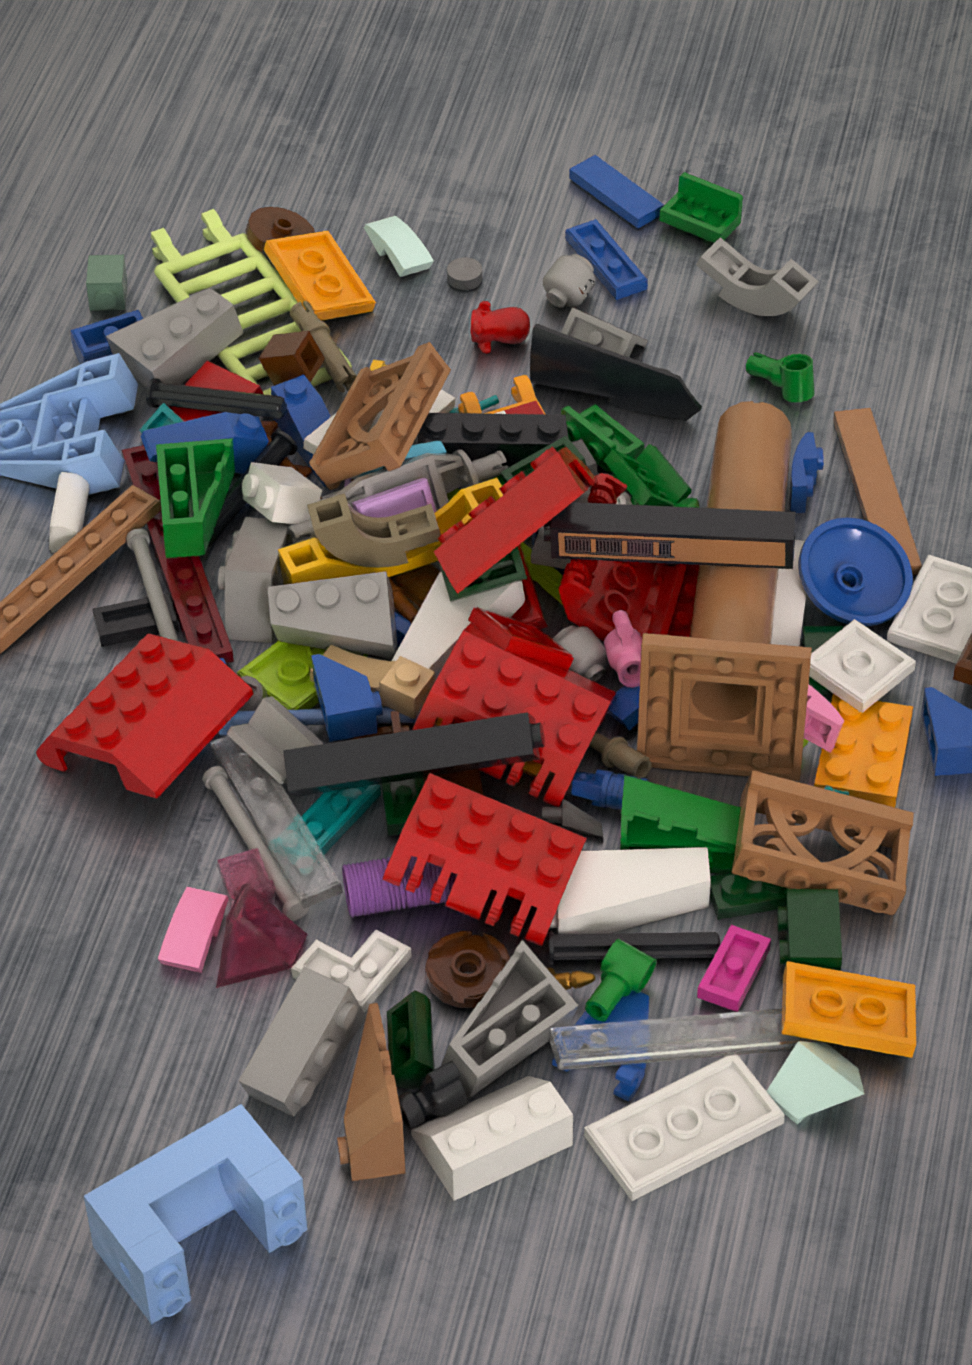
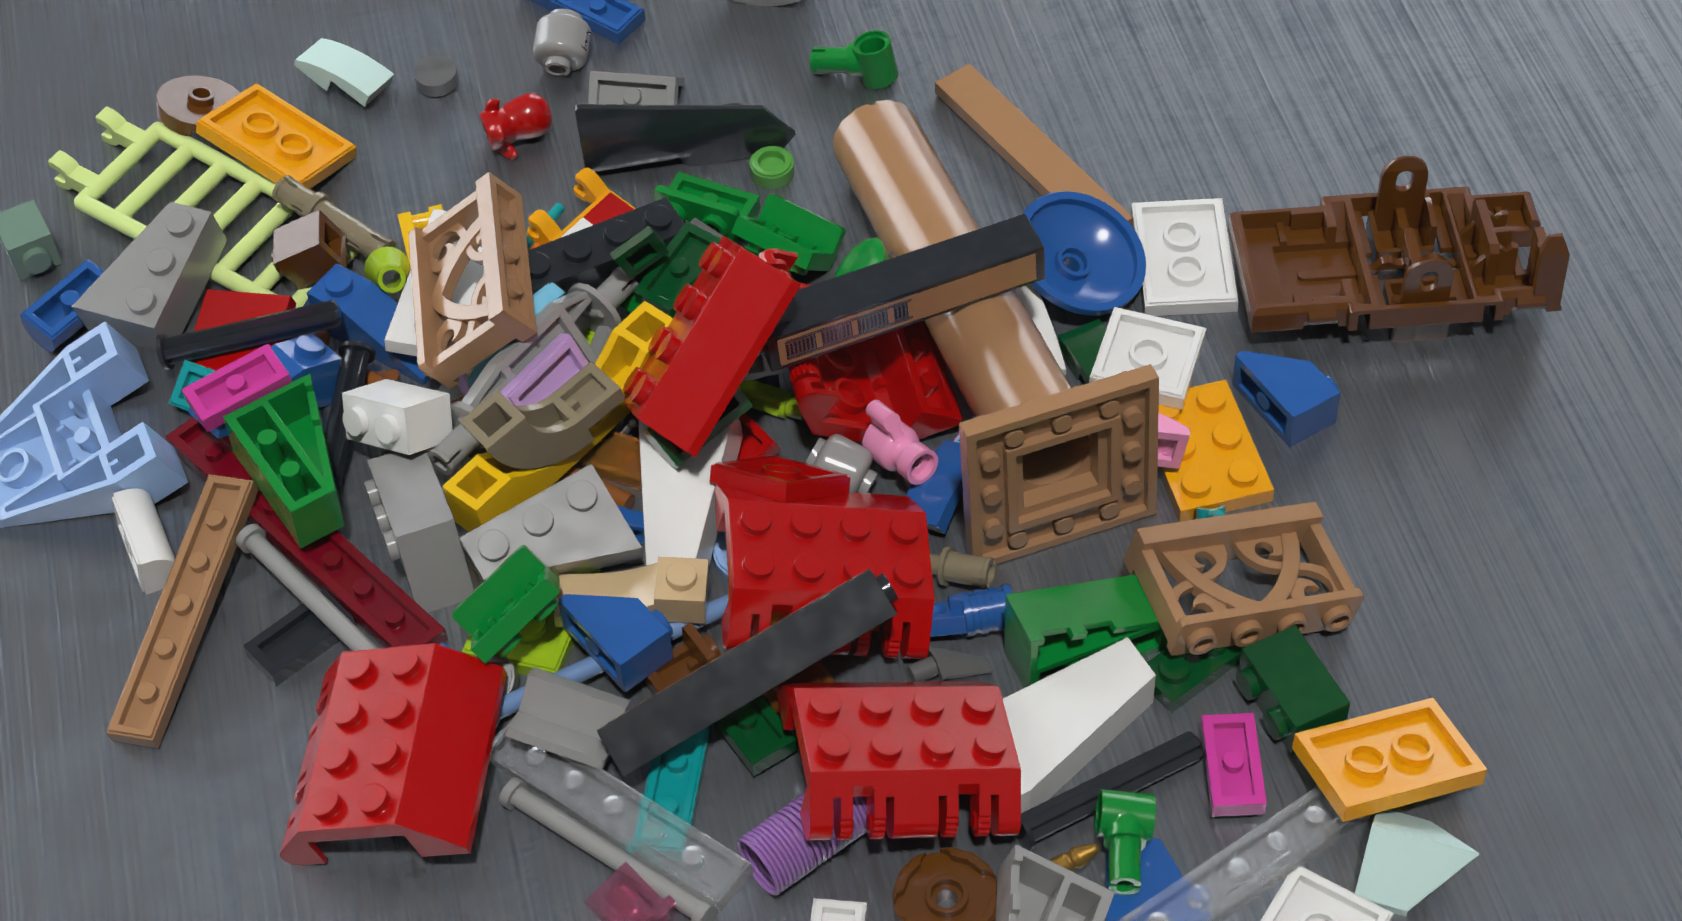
camera: 25 degrees left, 5 degrees up
(177, 427) = (235, 386): none -> dark pink plate
(276, 641) = (507, 602): none -> green bracket
(337, 384) = (383, 260): none -> lime cone
(515, 442) = (640, 253): none -> dark green slope
(671, 428) = (772, 167): none -> bright green tile
(804, 472) = (948, 147): blue slope -> none

